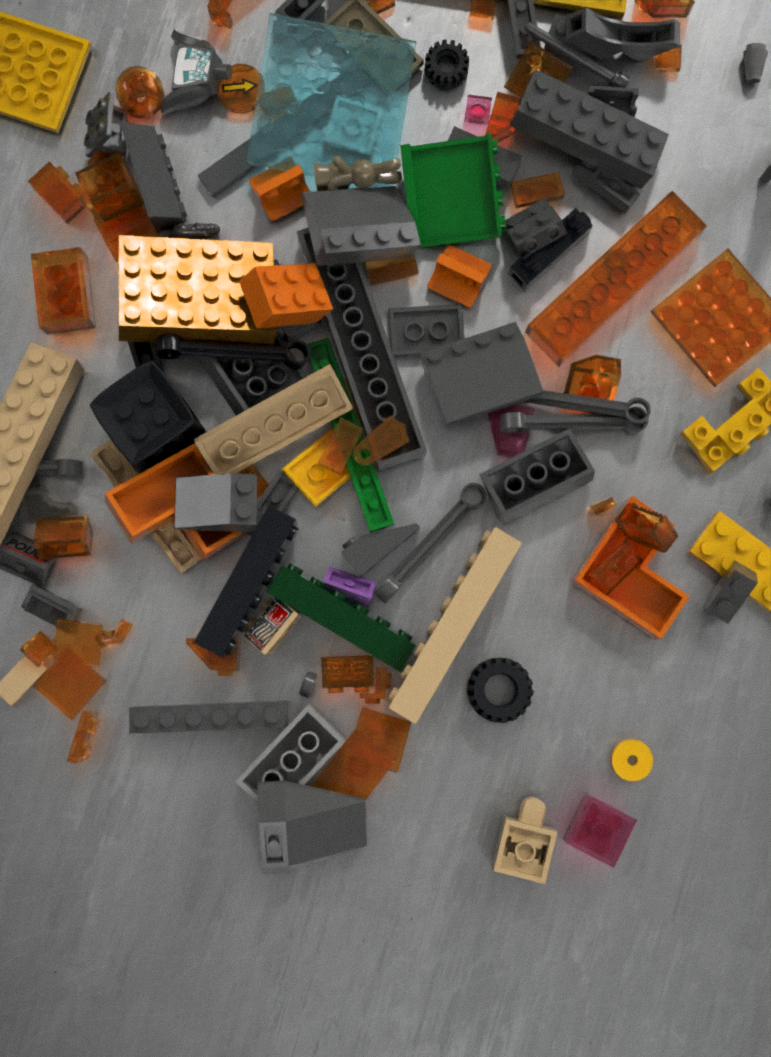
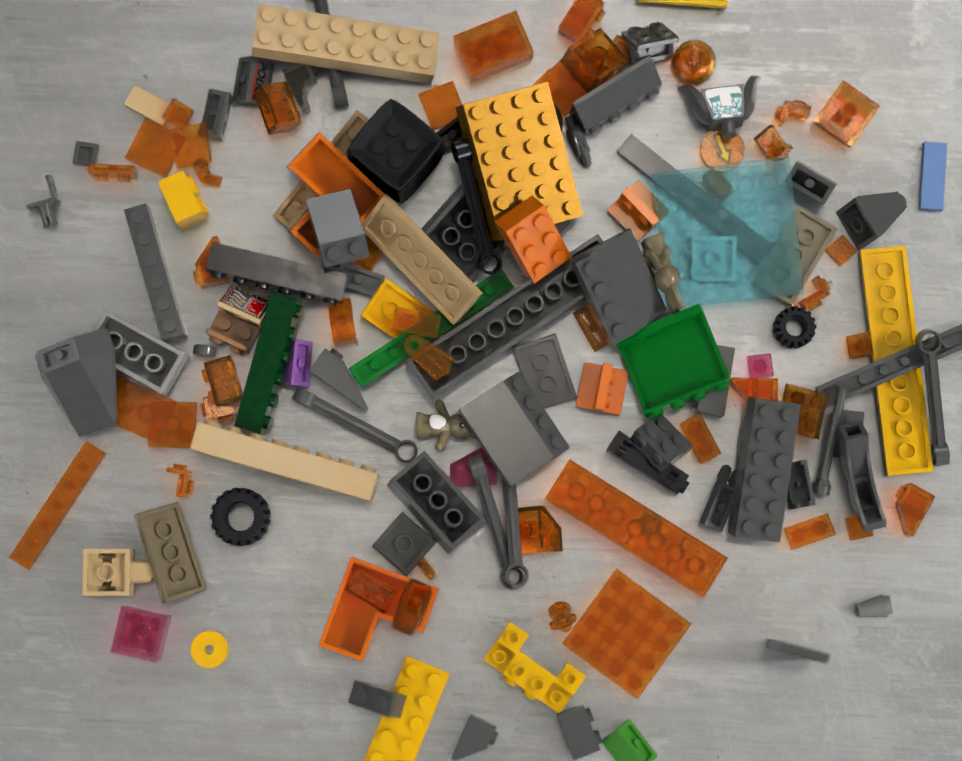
camera: 70 degrees right, 0 degrees up
(54, 762) = (85, 153): none -> dark grey tile
(100, 821) = (45, 206): none -> dark grey bracket
(109, 362) = (440, 104): none -> clear orange piece
(137, 665) = (182, 200): none -> yellow brick
(249, 35) = (772, 143): none -> clear orange bracket
(296, 648) = (233, 332): none -> medium nougat bracket
(318, 527) = (343, 323): none -> clear orange slope
(418, 27) = (814, 300): none -> clear orange bracket
(434, 888) = (57, 505): none -> clear orange tile
(449, 741) = (185, 484): none -> clear orange bracket
(456, 449) = (442, 426): none -> dark tan animal
(519, 776) = (170, 552): none -> dark tan tile
(570, 524) = (404, 543): none -> dark grey tile
(661, 105) = (809, 531): none -> clear orange plate
(688, 378) = (561, 616): none -> clear orange brick

